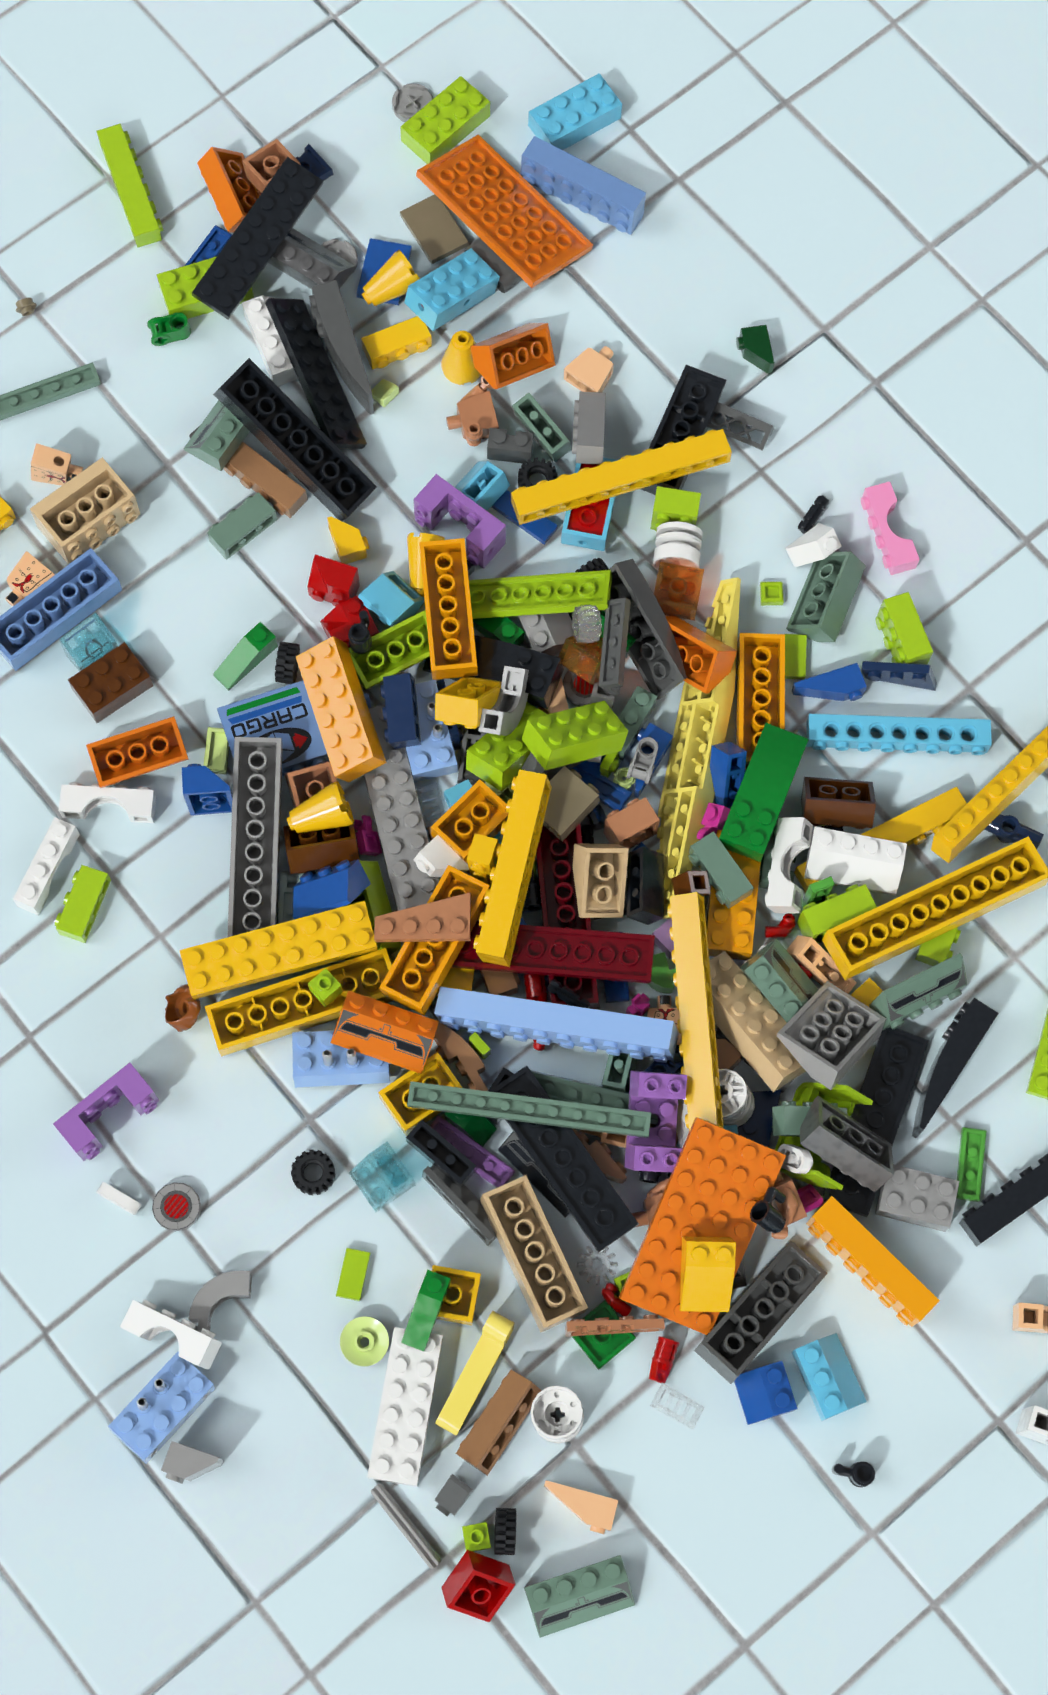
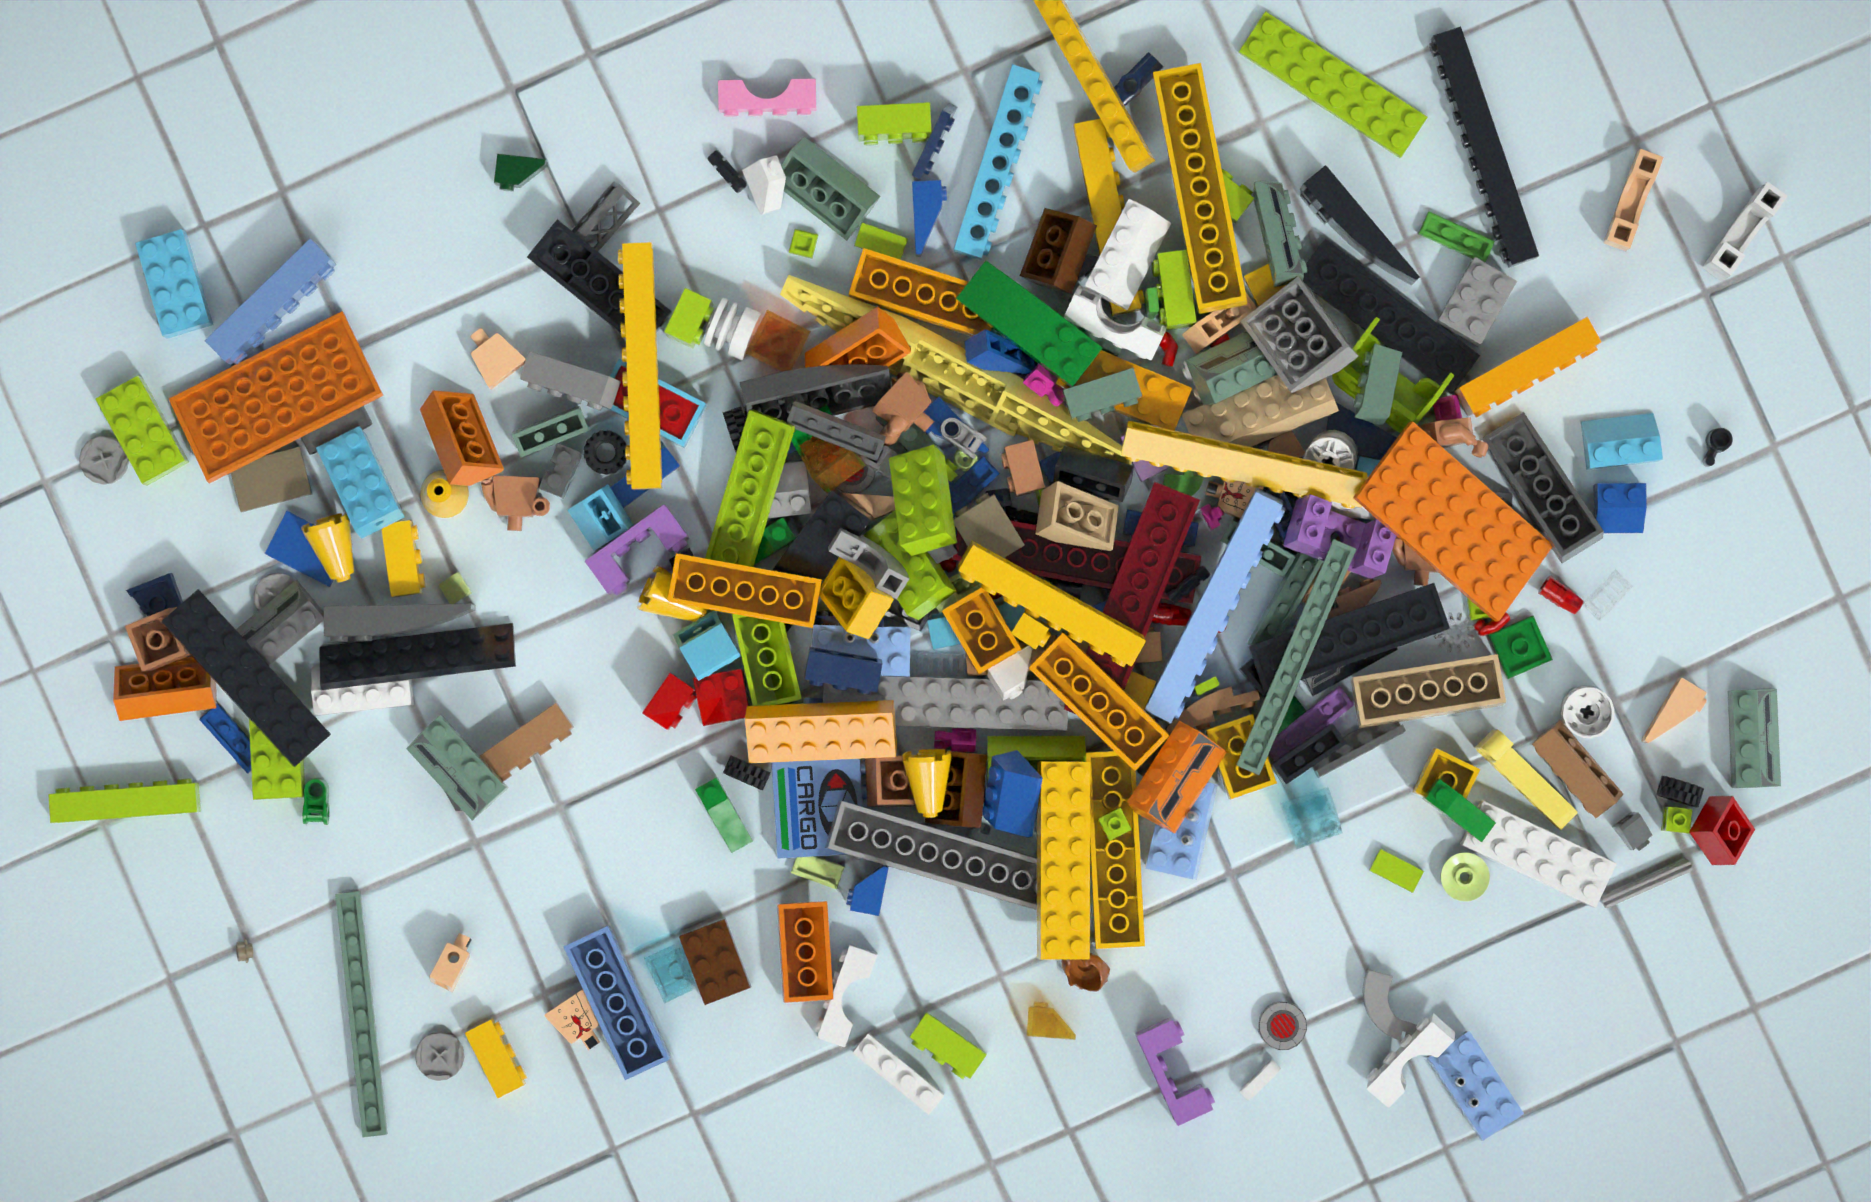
camera: 75 degrees left, 15 degrees up
(85, 511) = (500, 947): tan brick -> none
(125, 986) = (1046, 1022): none -> clear yellow slope
(188, 1463) = (1535, 1072): light grey slope -> none
(242, 525) = (572, 780): sand green brick -> none
(295, 440) = (505, 700): black brick -> none
(302, 1162) = (1300, 890): black tyre -> none
(347, 541) = (622, 673): yellow slope -> none
(359, 635) = (748, 691): black piece -> none
(430, 922) = (1085, 697): nougat wing -> none
(586, 624) = (806, 453): clear gear -> none
(603, 1326) = (1516, 658): nougat wing -> none
(654, 702) = (903, 407): none -> nougat torso
(691, 882) = (1112, 429): reddish brown brick -> none
(707, 1273) = (1500, 531): yellow slope -> none
(766, 1215) = (1464, 458): black piece -> none
(797, 1159) = (1415, 410): white plate -> none
(847, 1145) = (1412, 356): flat silver slope -> none

